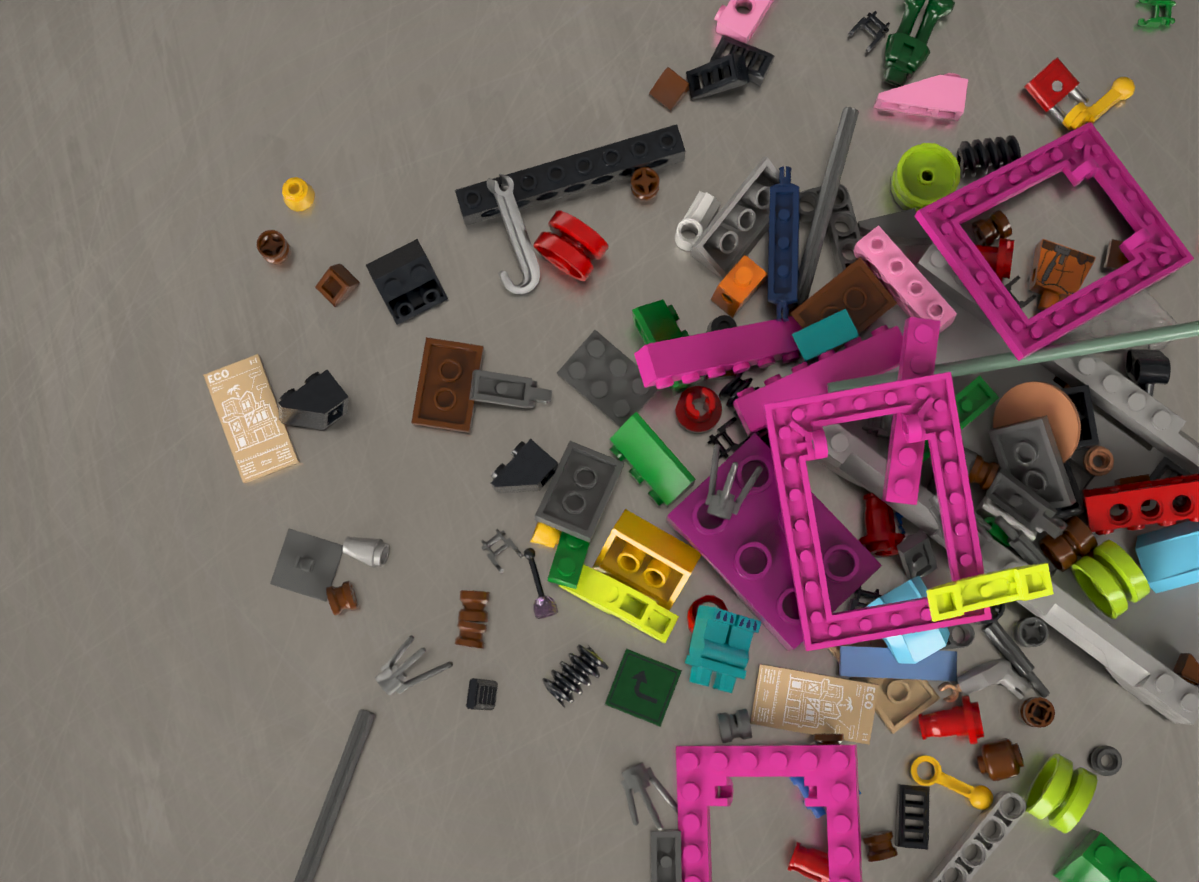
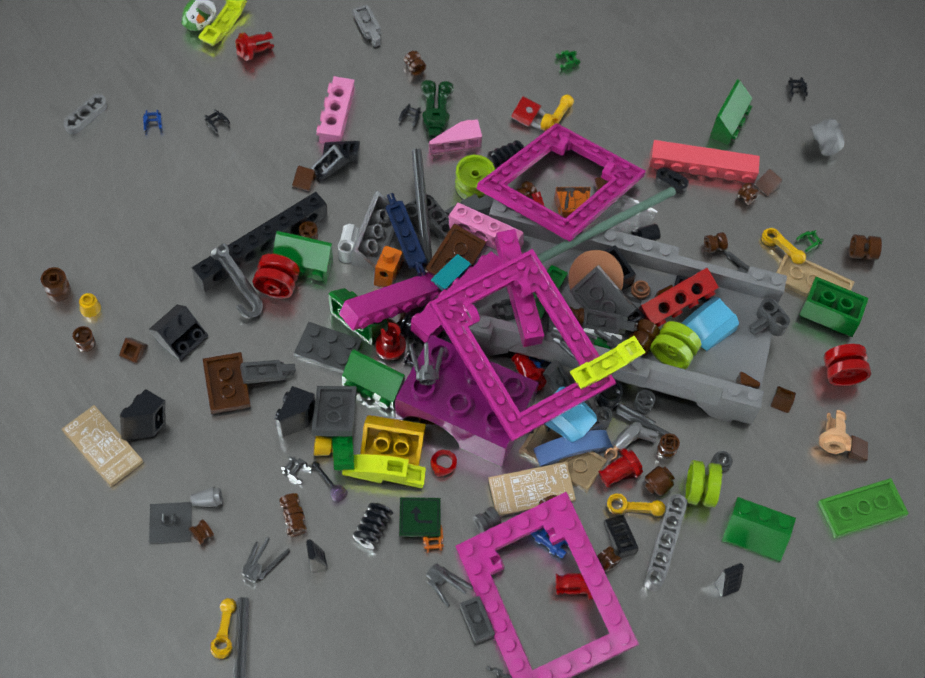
camera: 30 degrees left, 20 degrees down
(259, 147) = (55, 284): none -> reddish brown wheel
(344, 714) = (227, 607): none -> yellow piece
(621, 225) = (311, 255): none -> green slope
(648, 734) = (435, 546): none -> orange piece
(721, 646) = (459, 473): teal hips -> none

